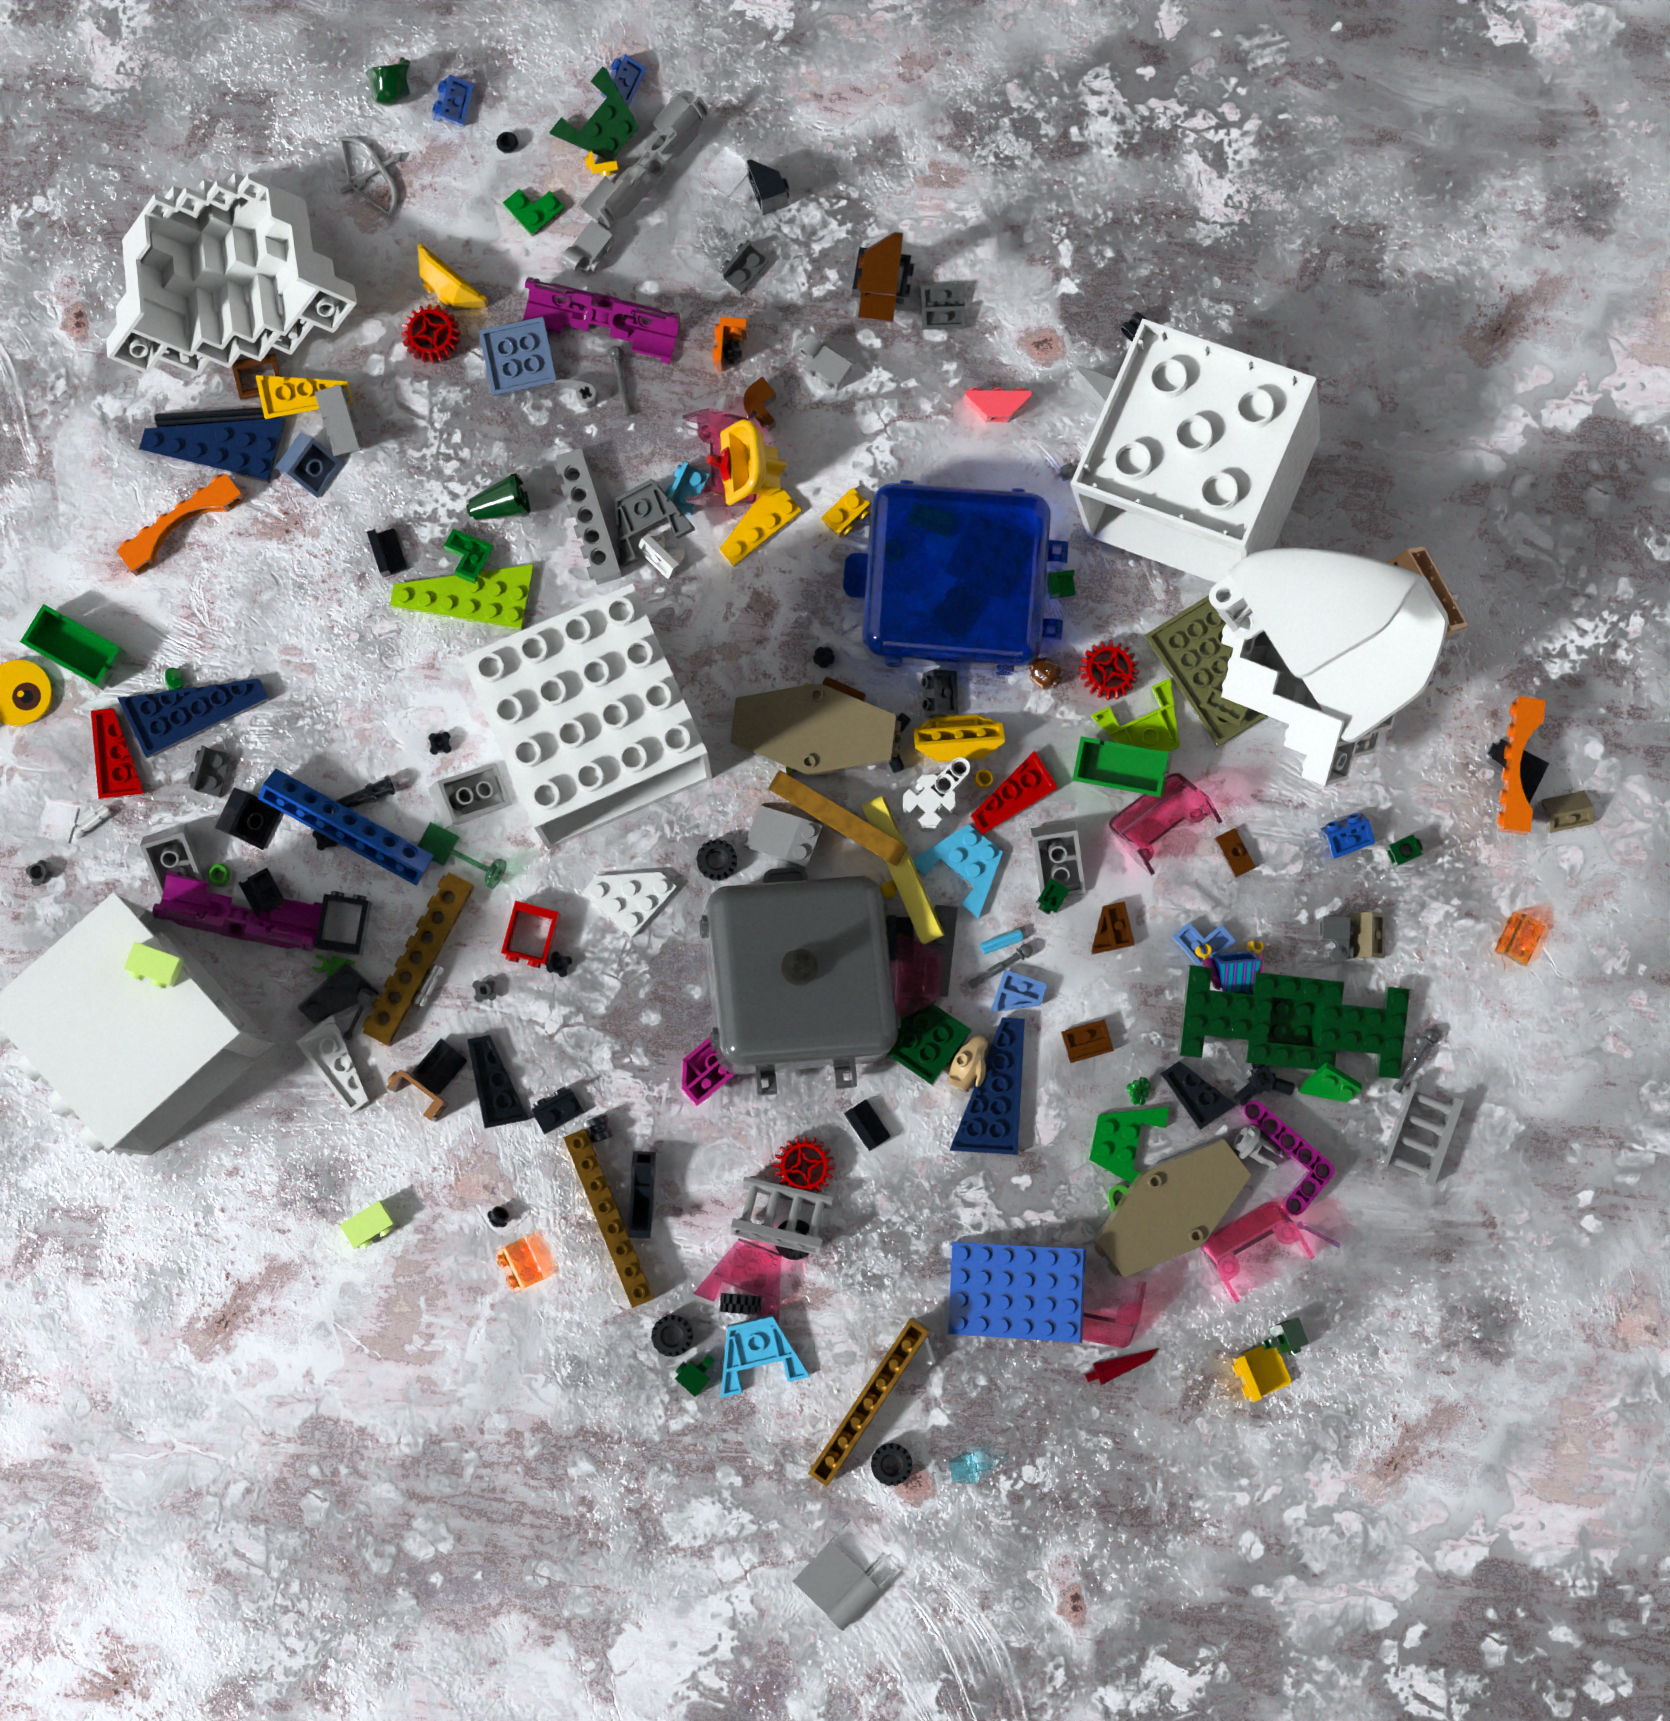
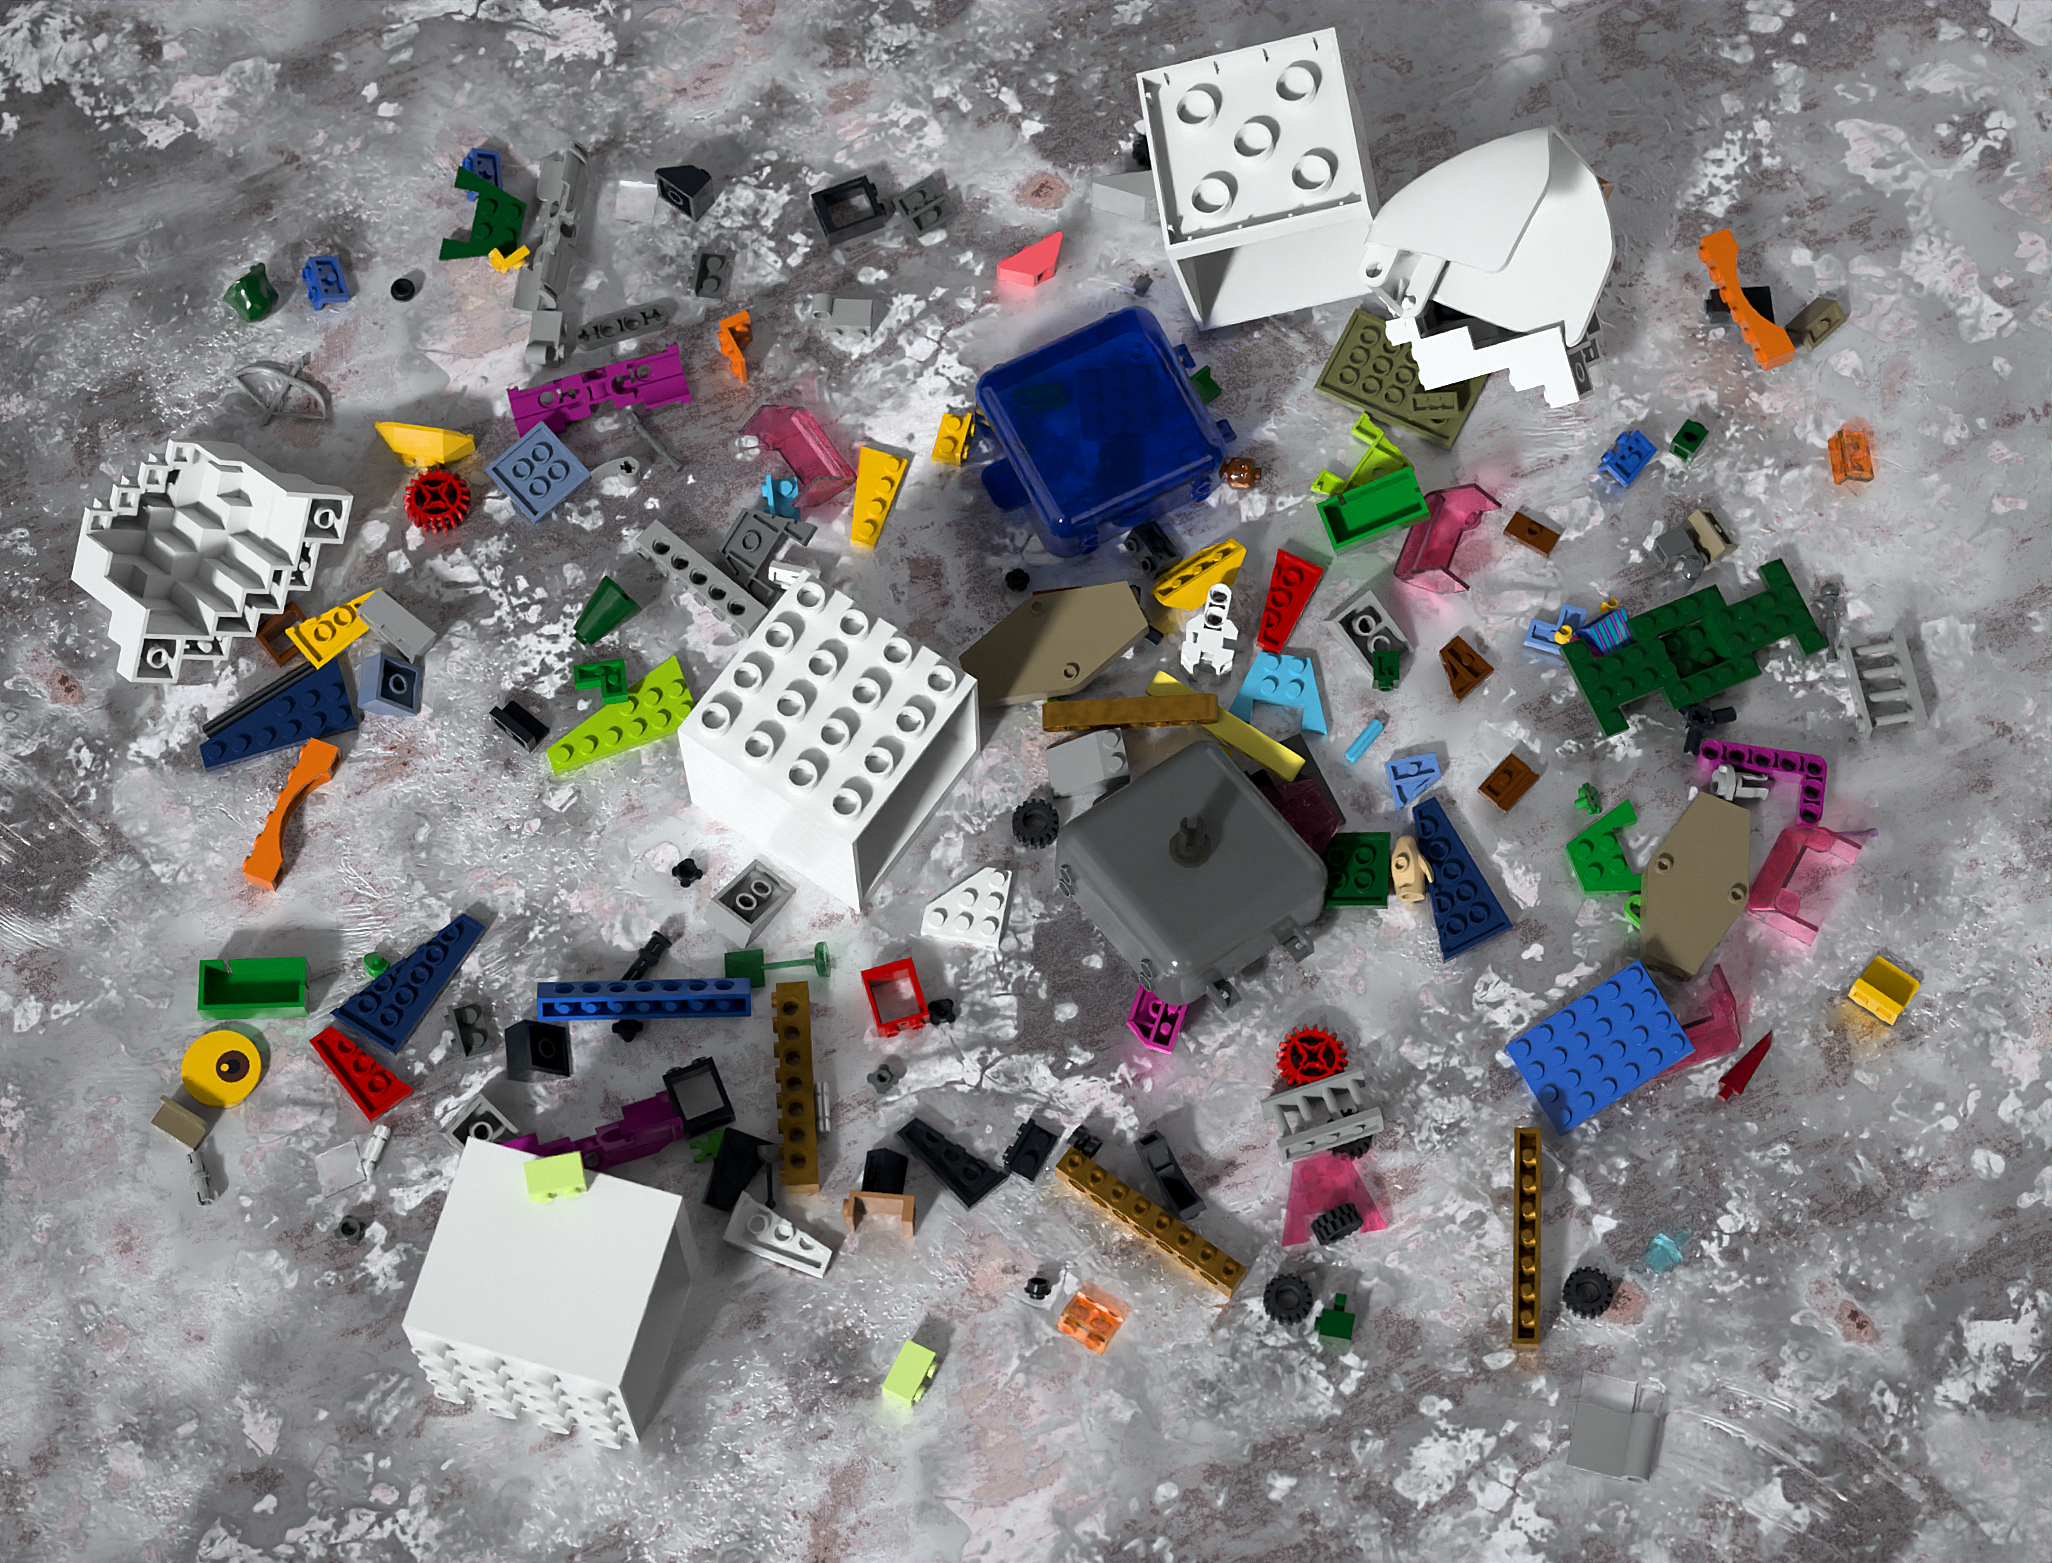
camera: 25 degrees left, 15 degrees down
(214, 870) = (539, 1117): bright green plate -> none
(262, 892) = (596, 1112): black plate -> none
(533, 216) = (469, 343): green plate -> none
(652, 274) = (620, 323): none -> dark grey beam
(732, 351) = (749, 353): black plate -> none
(747, 462) = (830, 435): yellow piece -> none
(753, 1345) = (1376, 1256): medium azure wing -> none
(756, 399) = (801, 387): reddish brown brick -> none
(867, 1125) = (1347, 987): black panel -> none
(880, 278) = (850, 189): reddish brown windscreen -> none
(986, 777) = (1246, 602): yellow hinge -> none
(1023, 952) = (1390, 740): dark grey piece -> none
(1117, 674) = (1283, 444): red gear -> none
(1130, 328) = (1120, 125): black wheel -> none
(1196, 1096) = (1648, 774): black wing -> none
(1286, 1337) = (1887, 941): dark green brick -> none
(1330, 1084) = (1766, 687): green wing -> none

